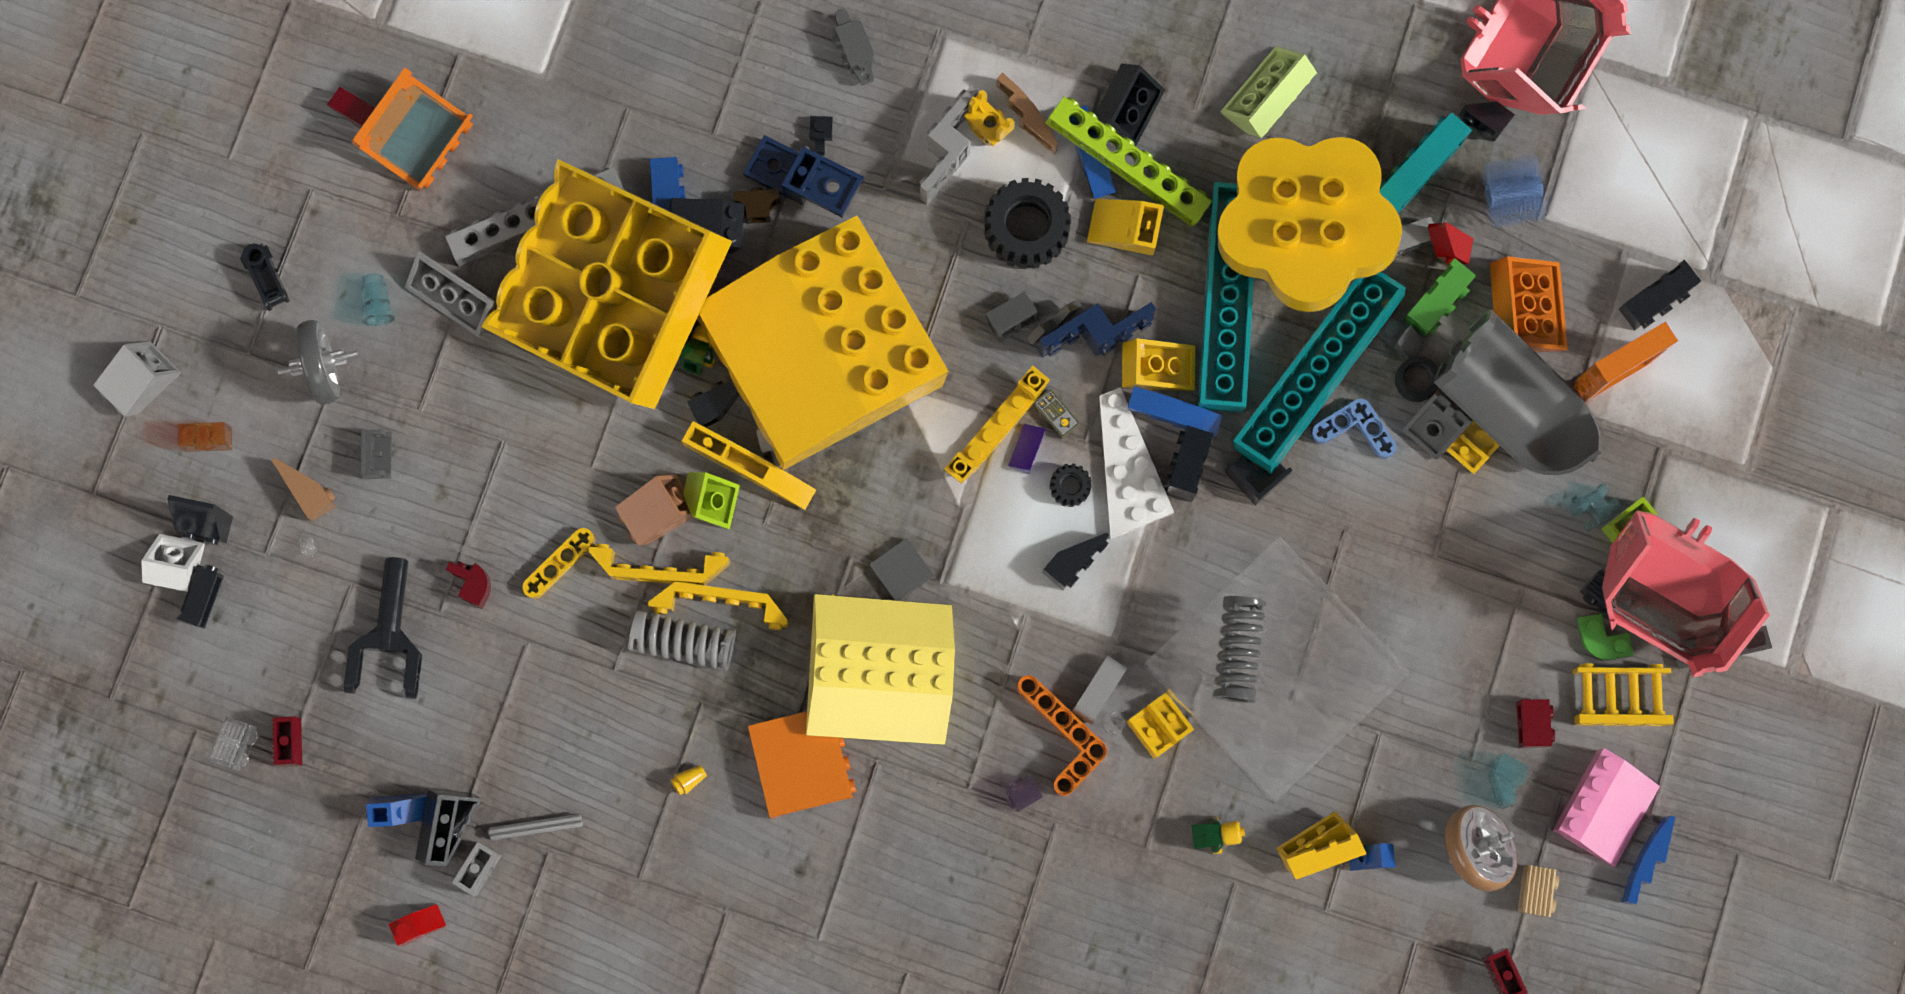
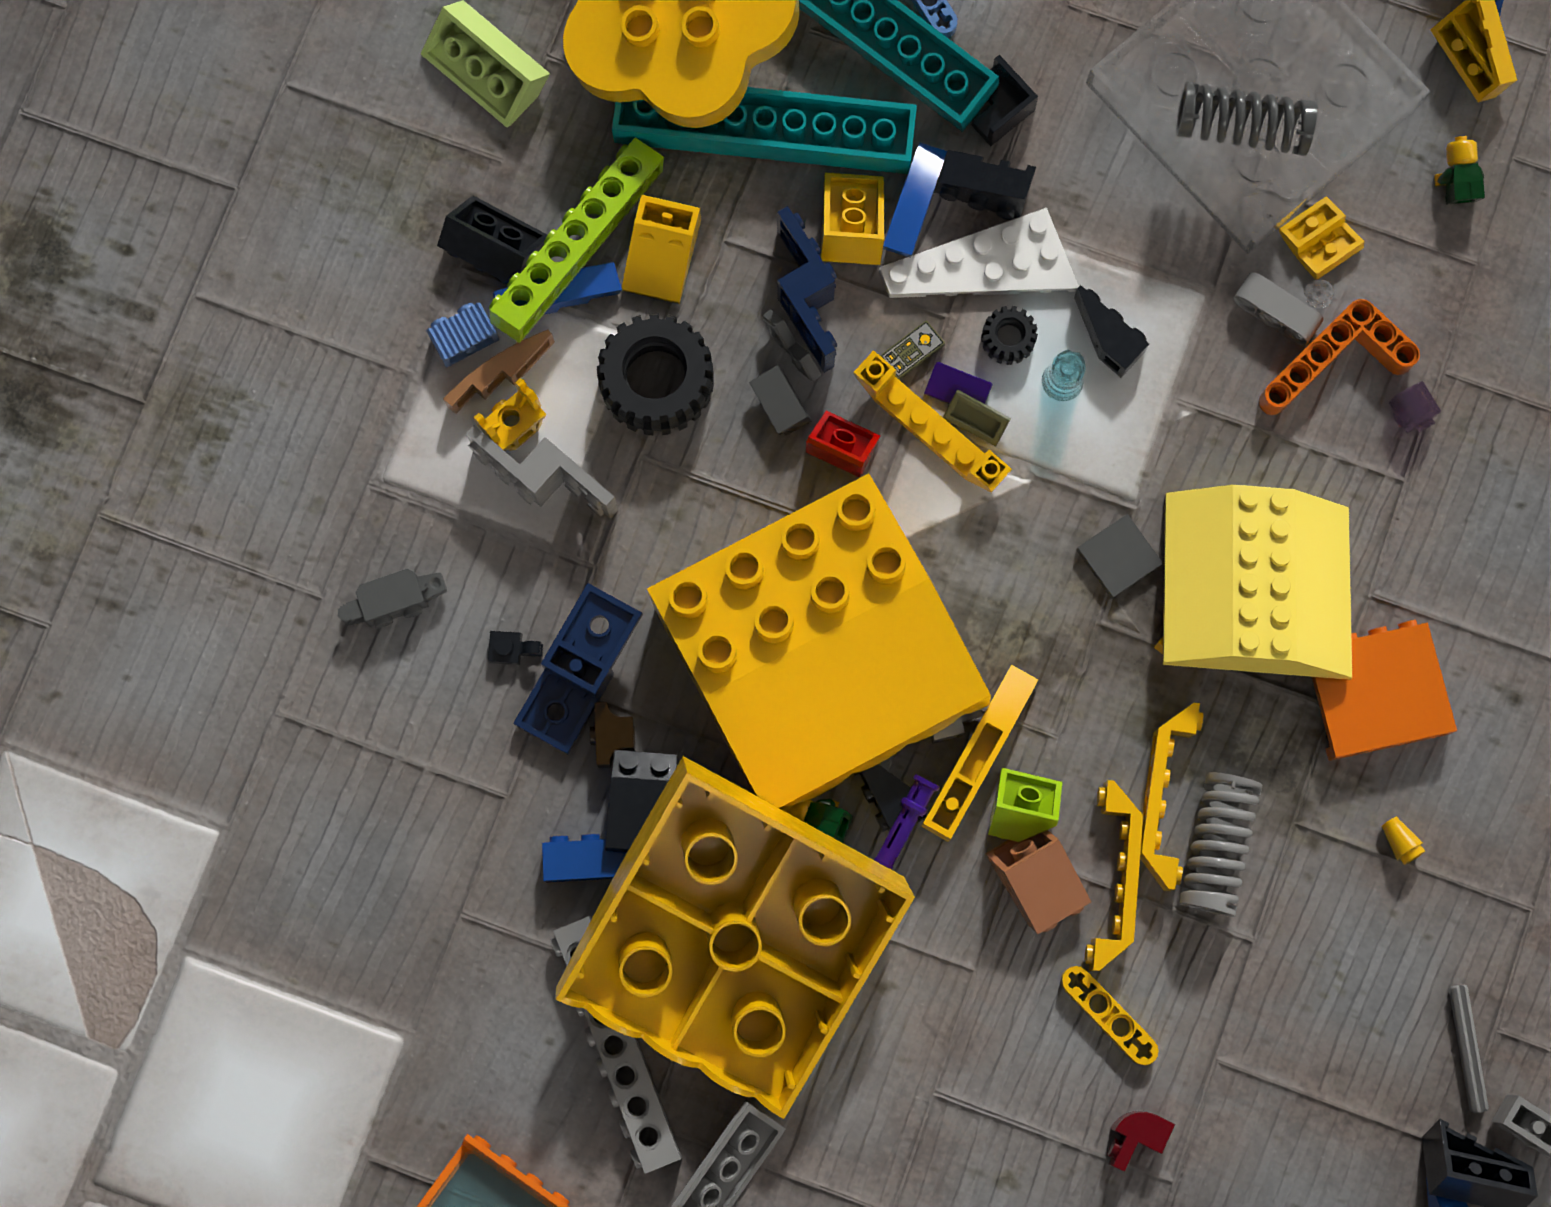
camera: 85 degrees left, 0 degrees up
(703, 413) = (912, 807): none -> dark purple pin
(982, 362) = (842, 443): none -> red slope
(1004, 461) = (976, 418): none -> olive tile
(1038, 534) = (1062, 384): none -> clear light blue plant
(1053, 83) = (462, 333): none -> medium blue brick

